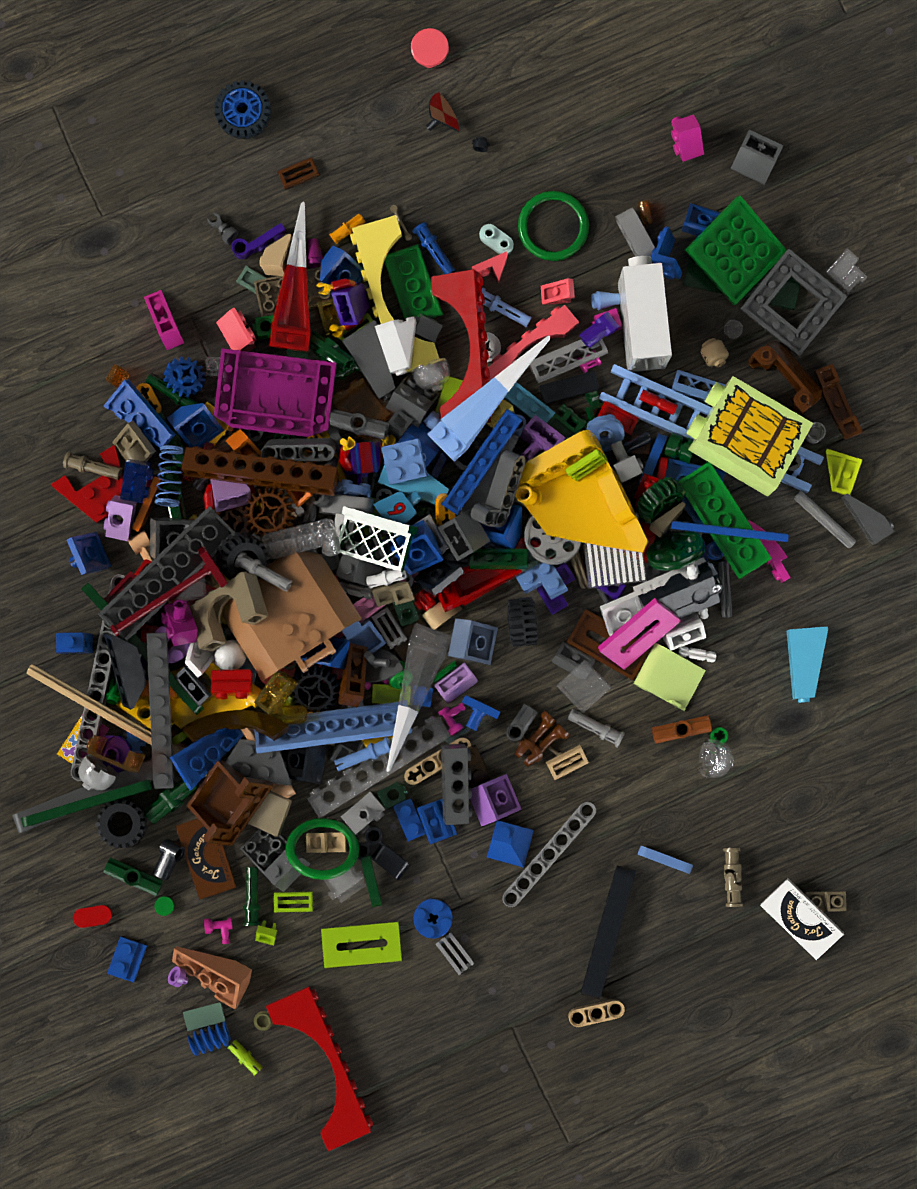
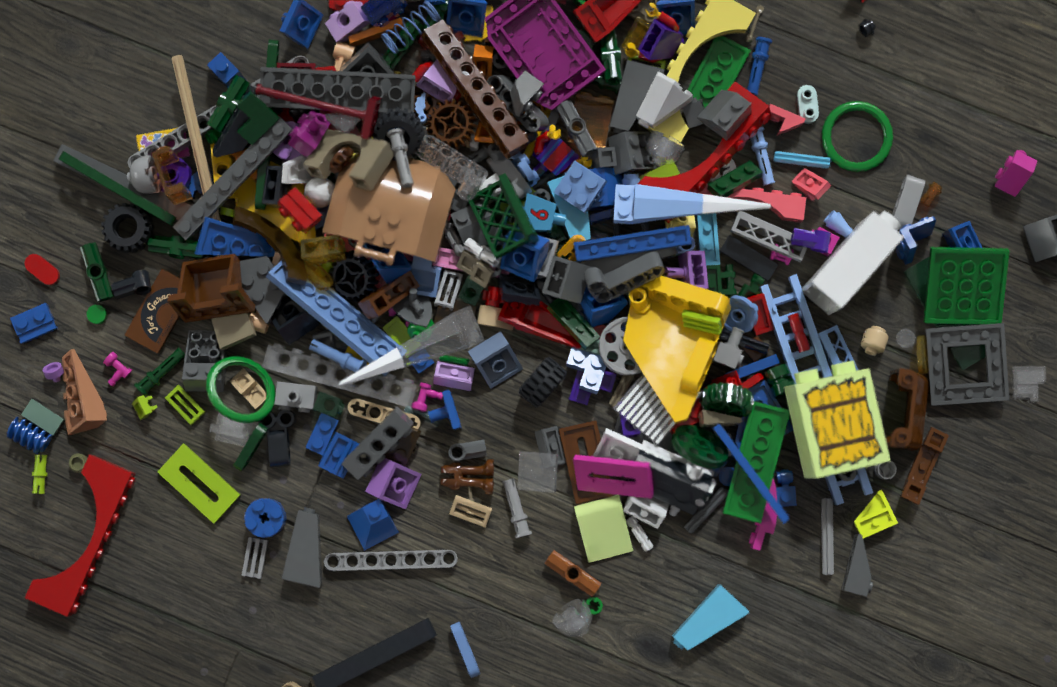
camera: 45 degrees right, 0 degrees up
(100, 662) = (228, 103): none -> dark green piece
(137, 649) = (259, 120): none -> dark green tile
(222, 617) = (341, 159): none -> reddish brown gear
(235, 523) = (420, 107): none -> light blue piece
(297, 437) = (524, 92): none -> slope
(449, 305) = (725, 113): none -> dark grey slope
(486, 914) = (304, 553): none -> dark grey slope
(503, 344) = (735, 180): none -> dark green plate
(533, 281) = (801, 159): none -> medium azure axle
(756, 328) = (922, 354): none -> clear yellow tile
(766, 521) = (786, 494): none -> blue plate

